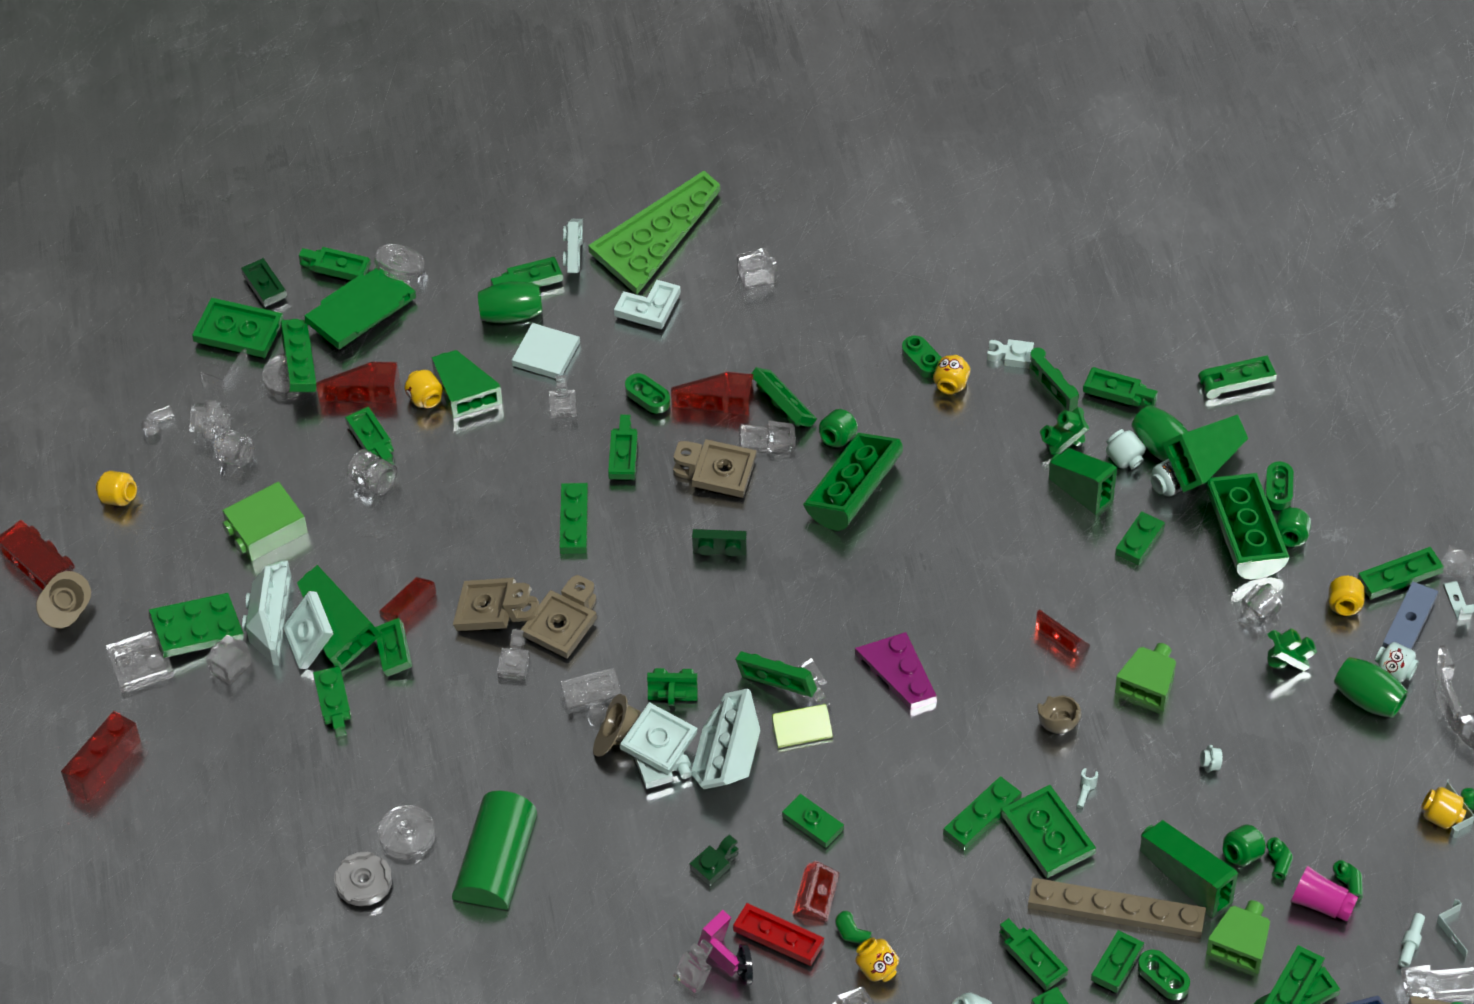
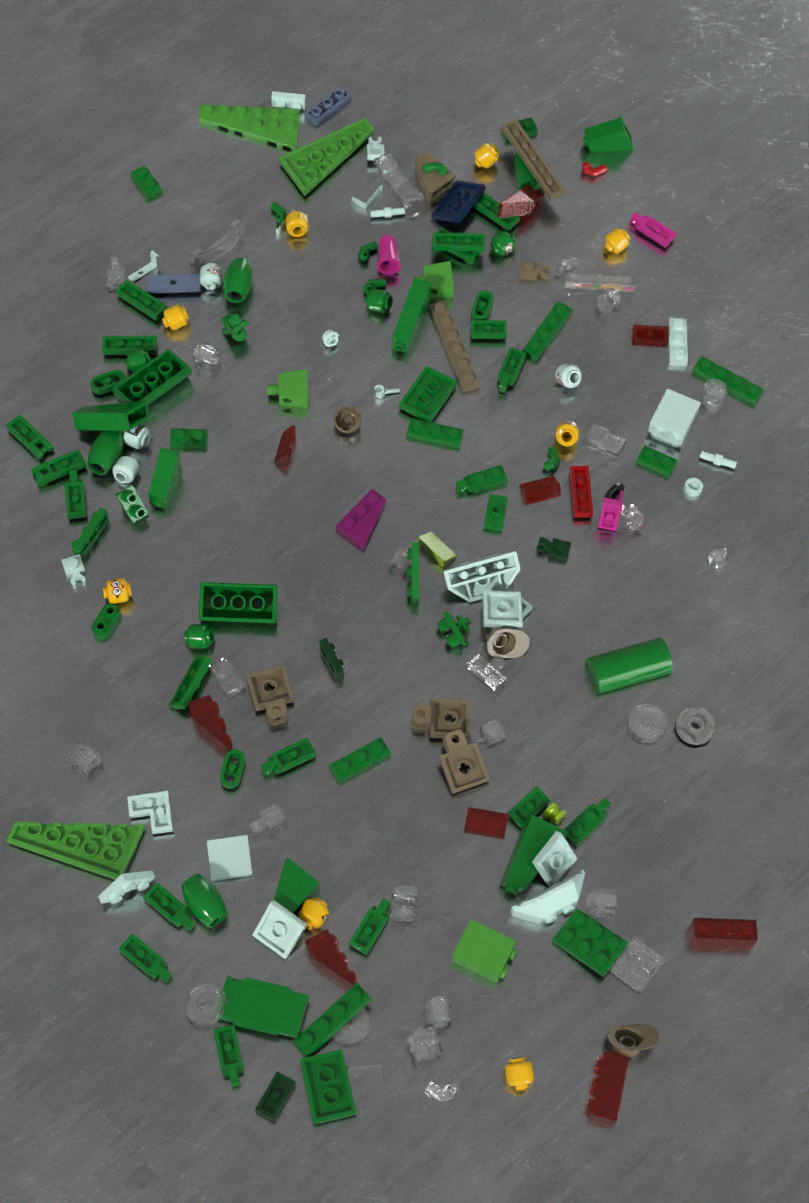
camera: 125 degrees left, 10 degrees up
(364, 667) = (554, 814): none -> lime wheel
(427, 349) = (279, 929): none -> light aqua tile
(487, 236) = (145, 958): none -> green hinge
(872, 831) = (482, 480): none -> green hinge
(1172, 387) = (58, 467): none -> green plate
(1328, 531) = (125, 344): none -> green plate

